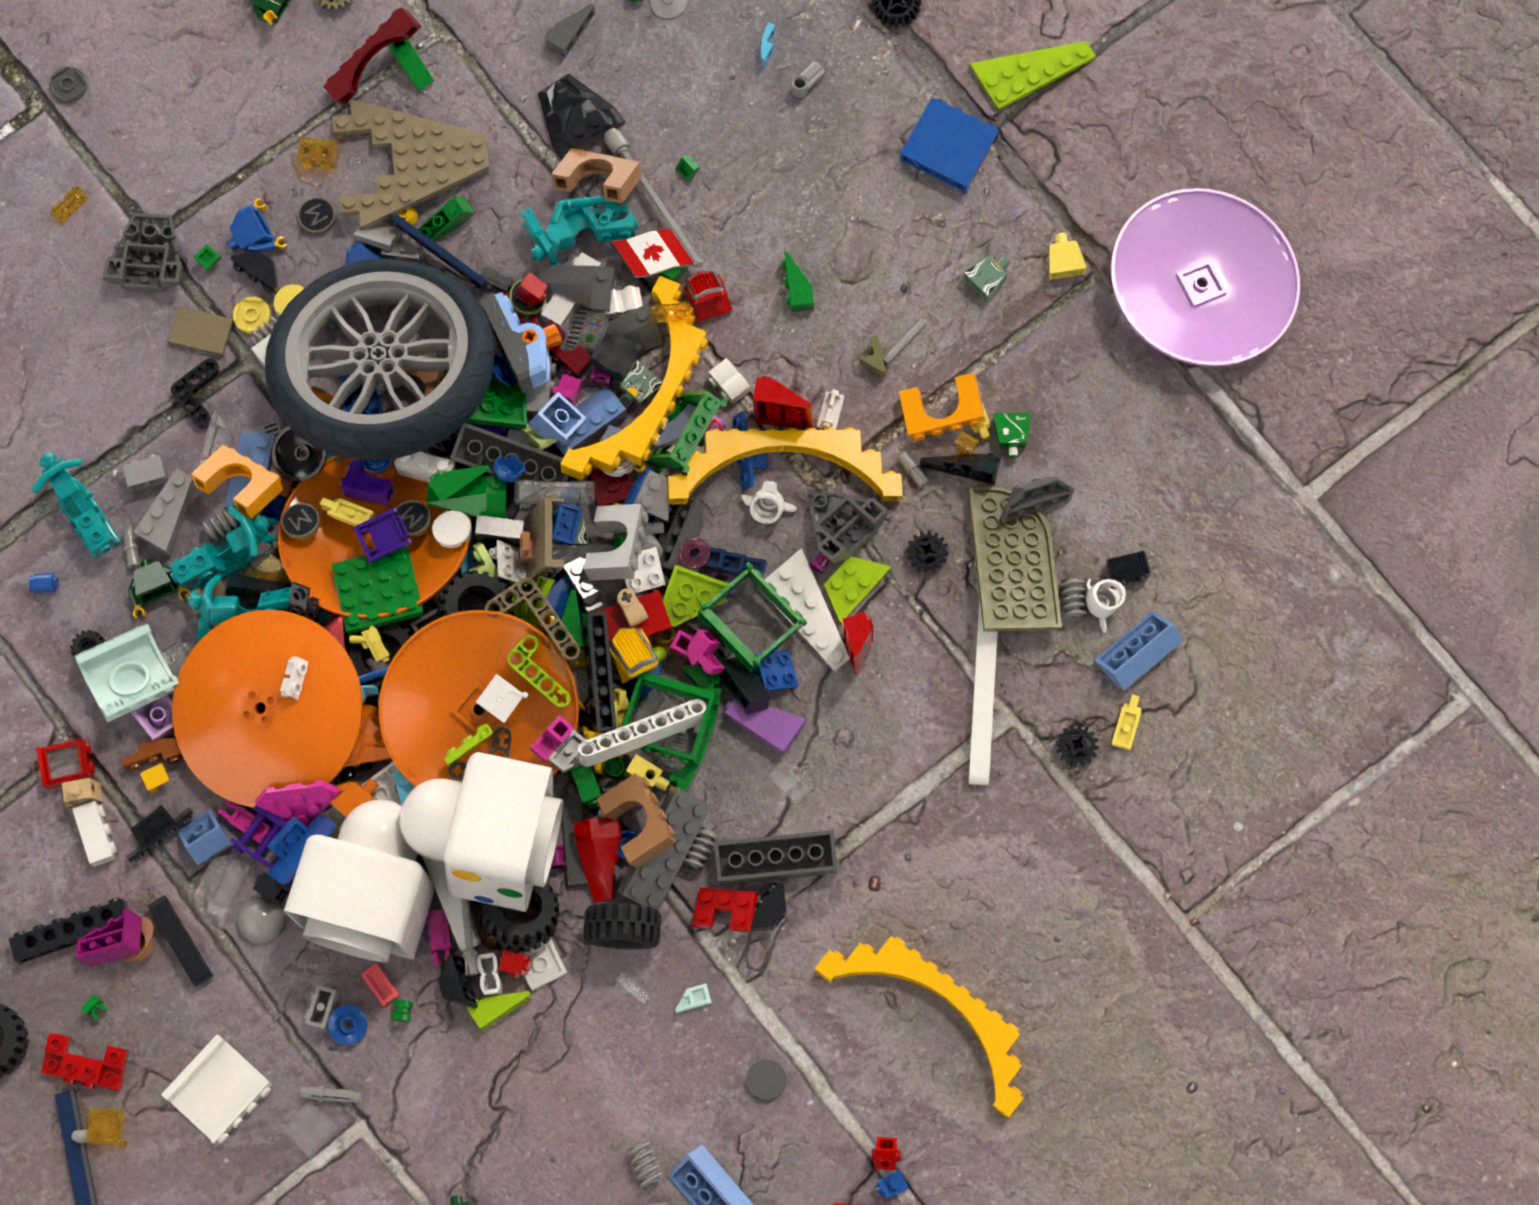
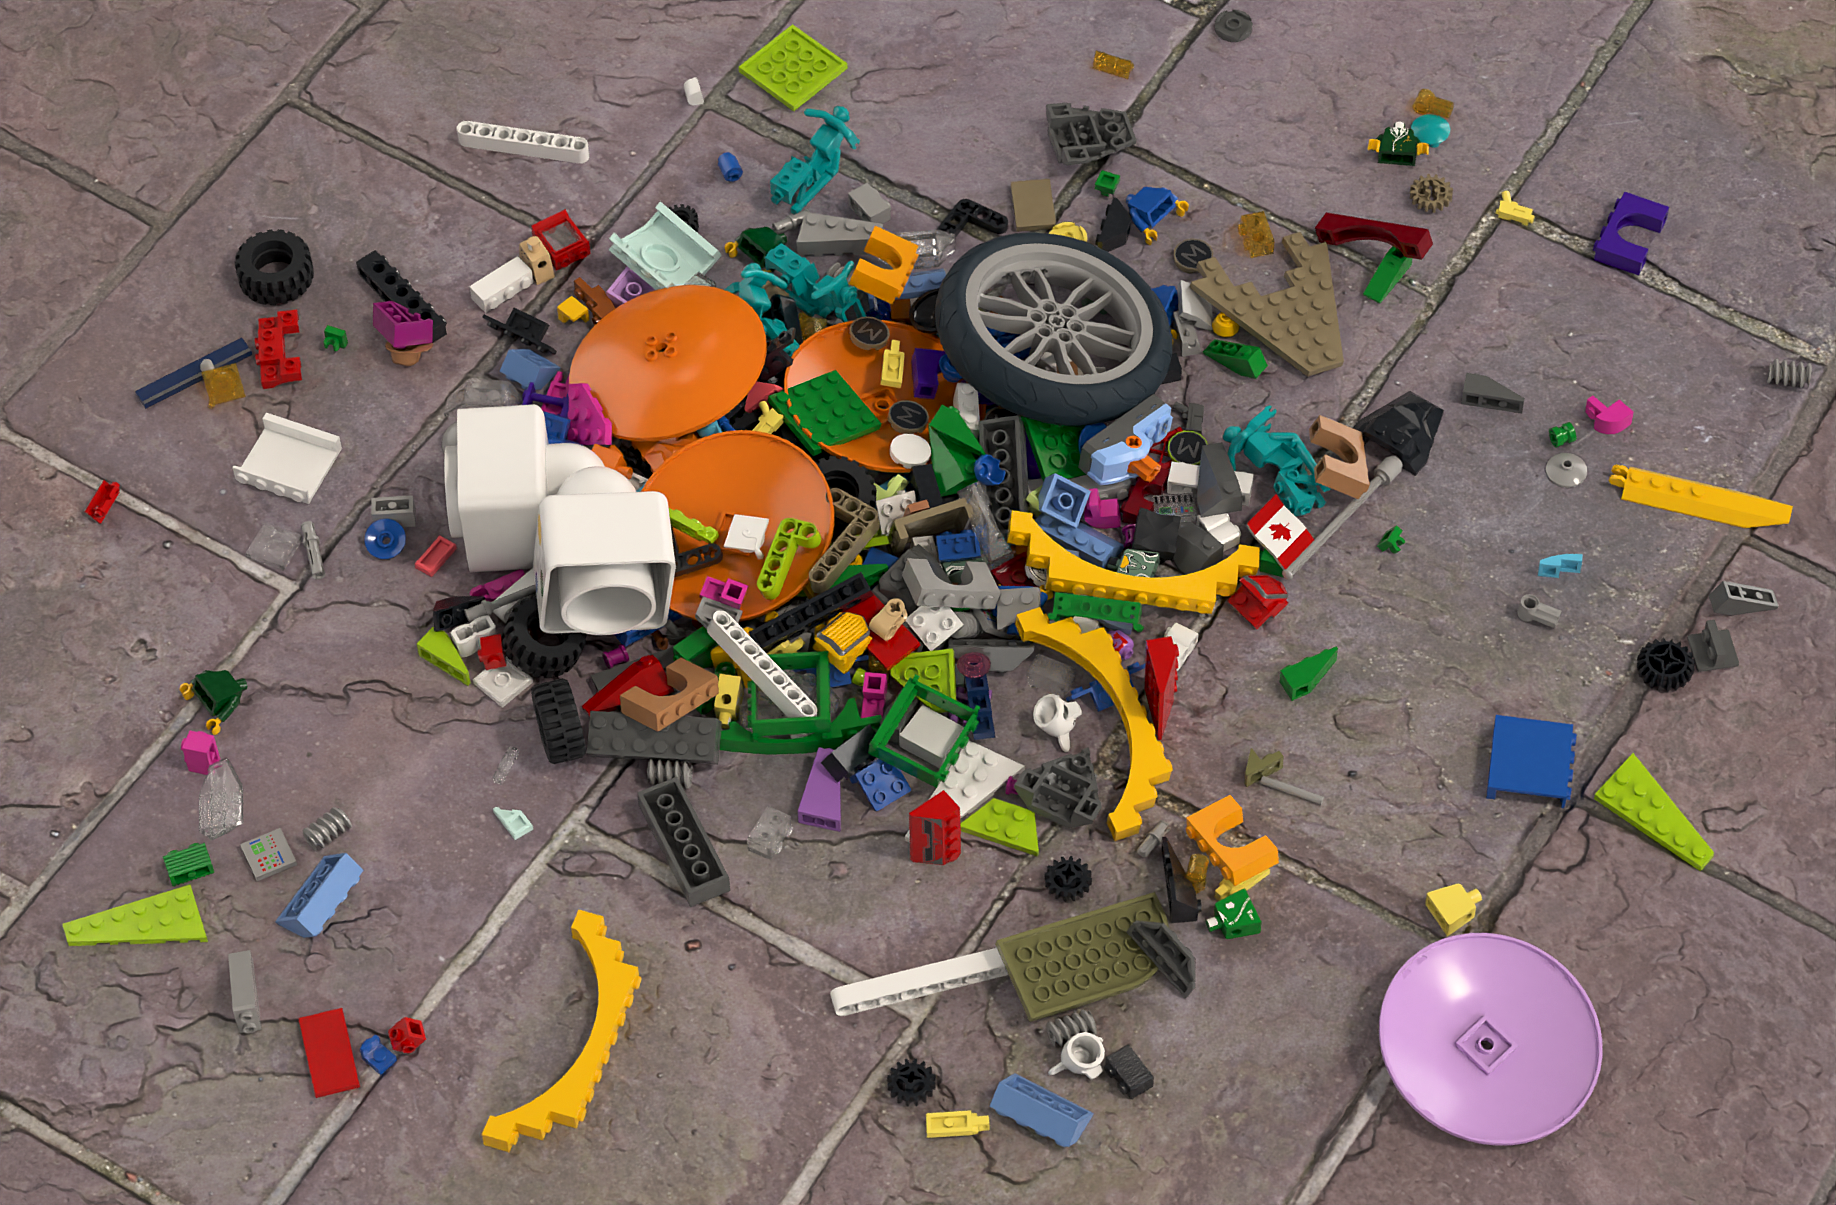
camera: 65 degrees right, 20 degrees down
(180, 941) = (421, 383): black beam -> none
(296, 669) = (698, 358): white hinge -> none
(387, 534) = (882, 398): dark purple container -> none
(401, 1012) = (414, 579): green wheel -> none
(439, 252) = (1197, 358): dark blue tile -> none
(531, 289) = (1191, 441): brick -> none
(671, 312) = (1221, 563): clear yellow hinge -> none
(702, 649) = (871, 702): dark pink brick -> none
(740, 903) = (623, 820): red plate -> none
(746, 612) = (930, 736): none -> white brick
(766, 1079) = (451, 910): dark grey tile -> none
(771, 910) = (628, 856): black slope -> none
(830, 409) = (1185, 747): white hinge -> none
(987, 276) = (1398, 841): sand green torso -> none

